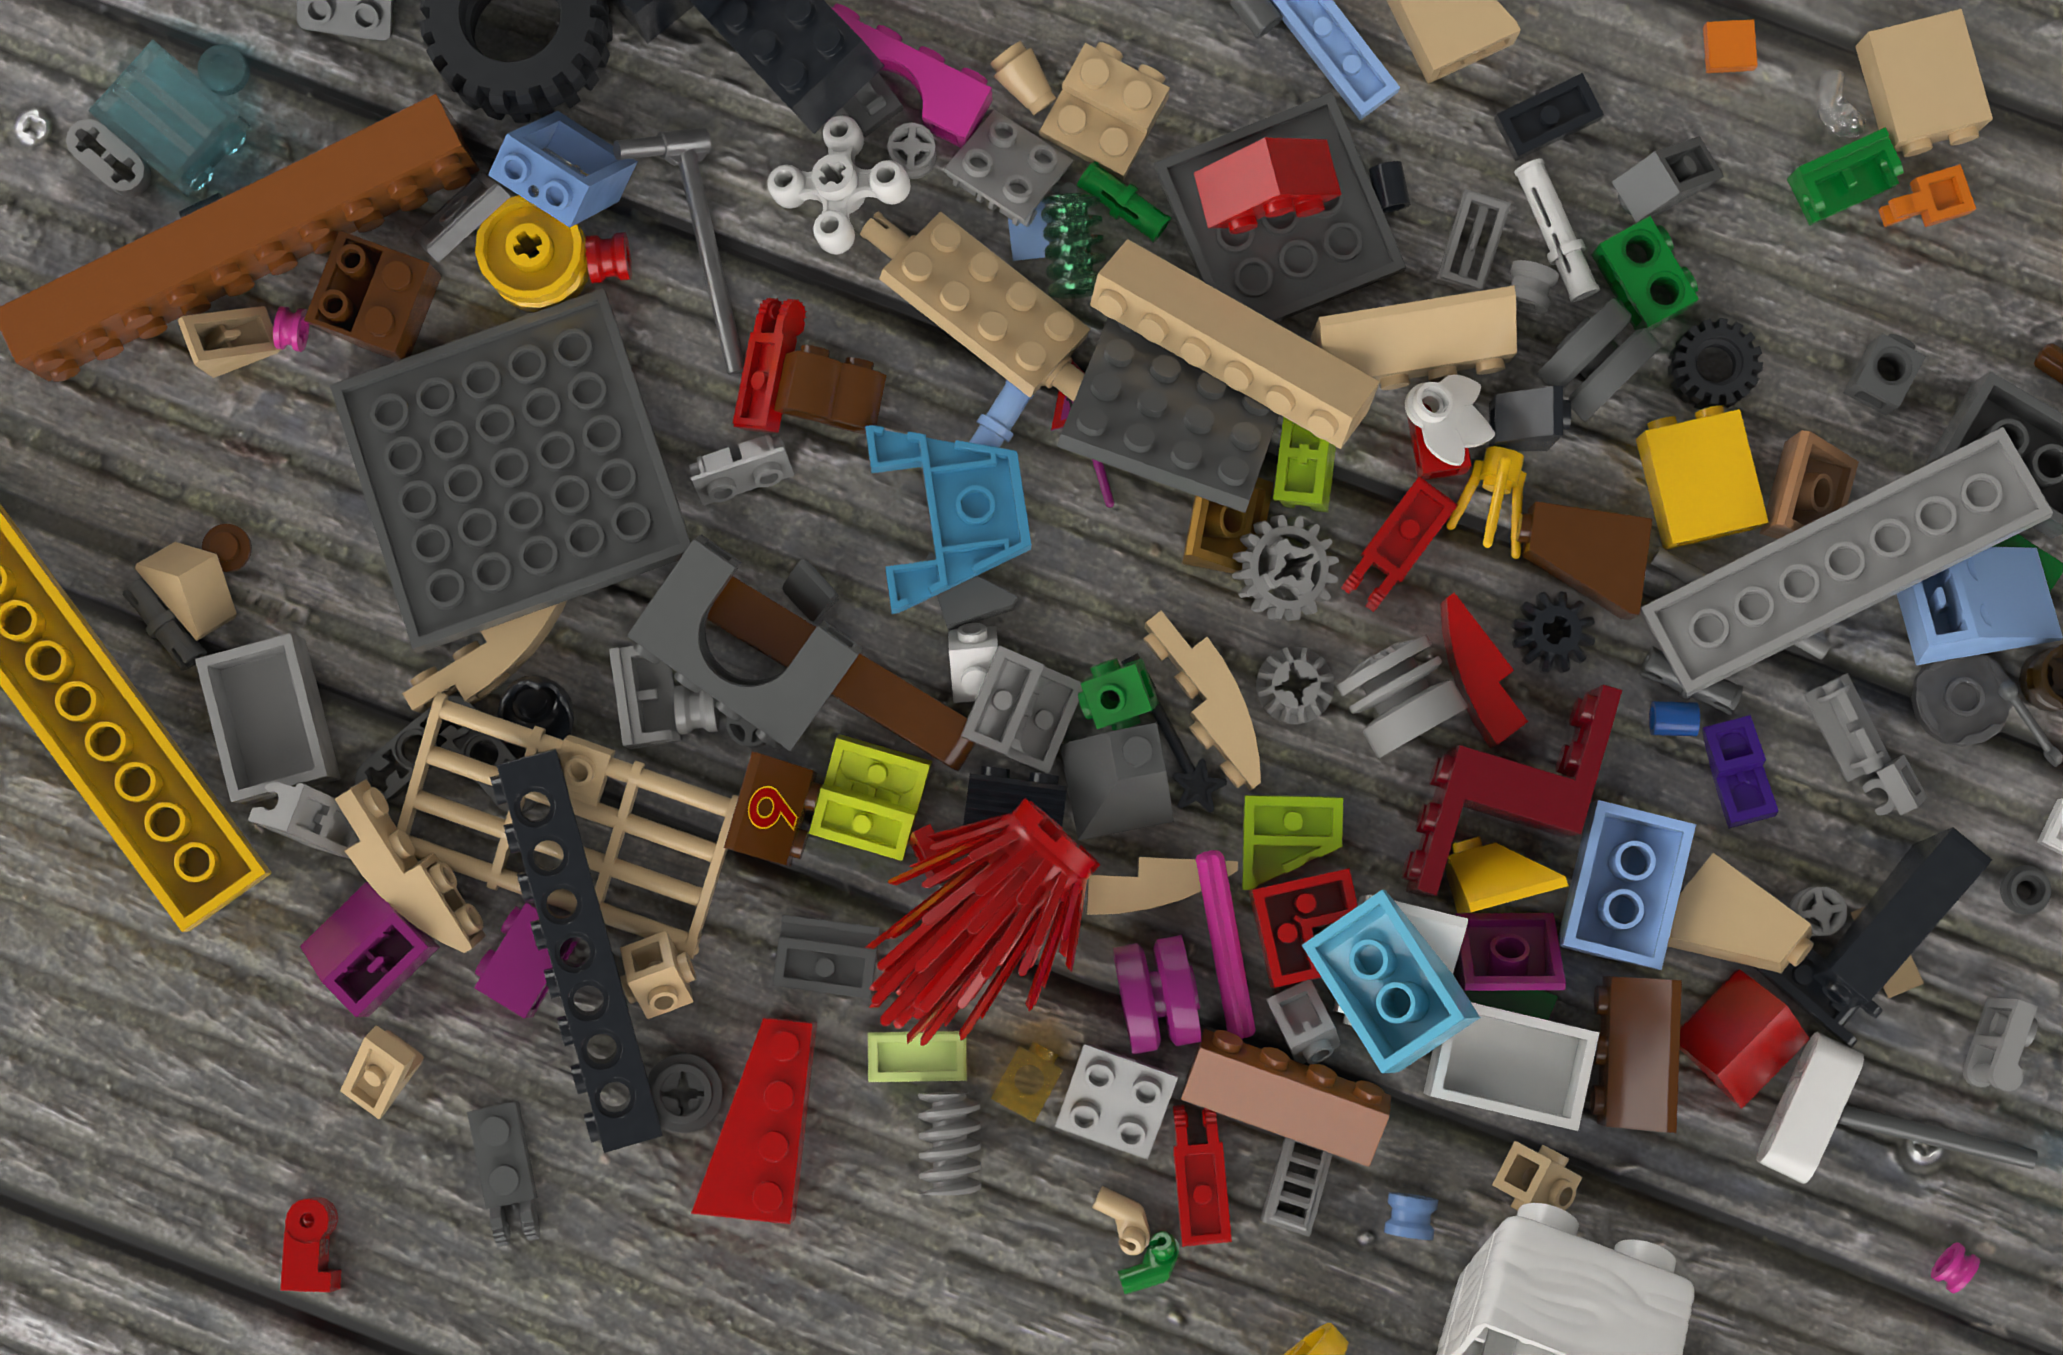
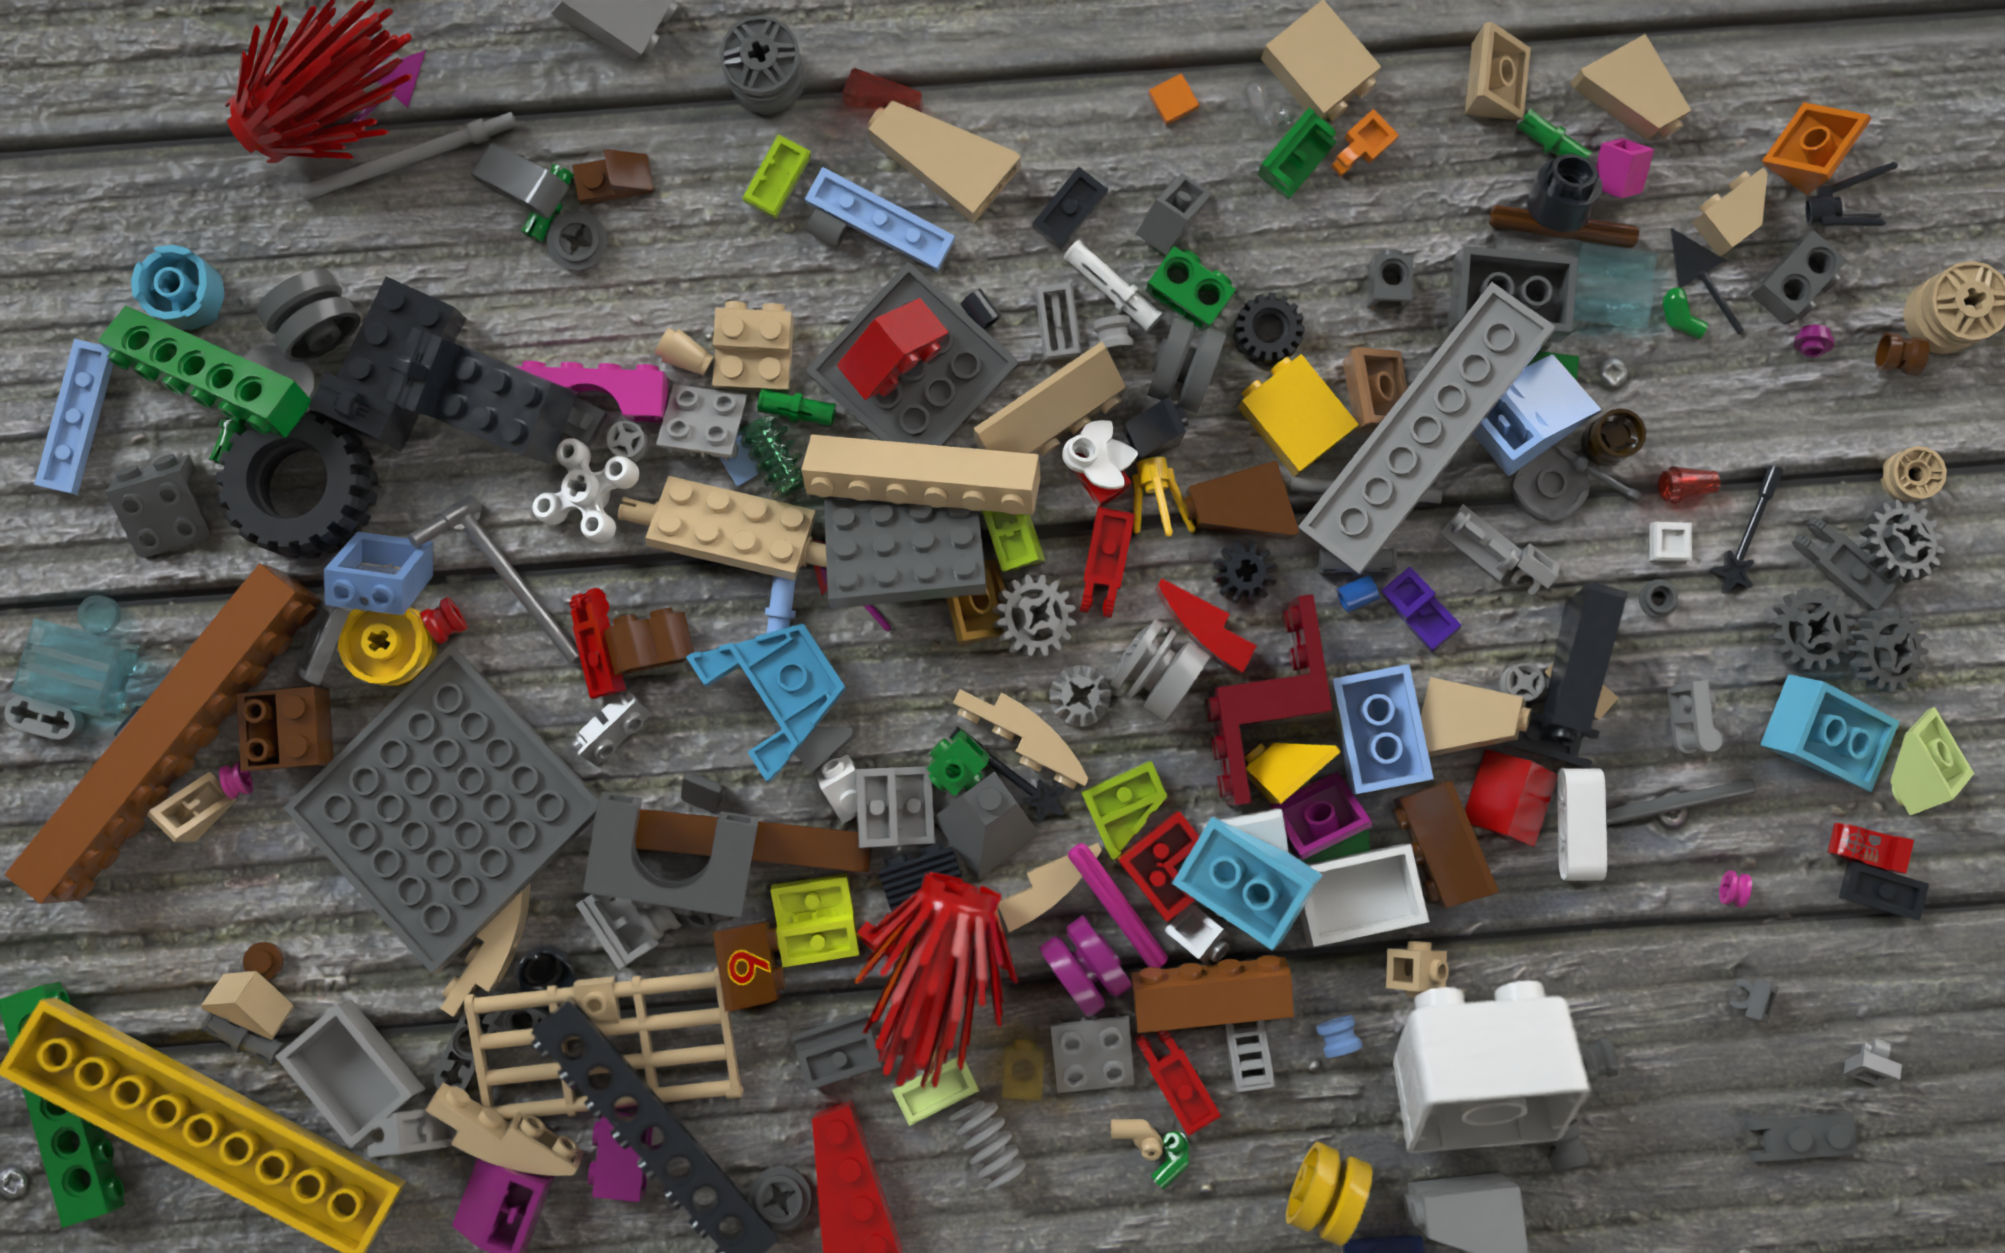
camera: 30 degrees left, 0 degrees up
(657, 975) = (720, 1123): tan brick -> none

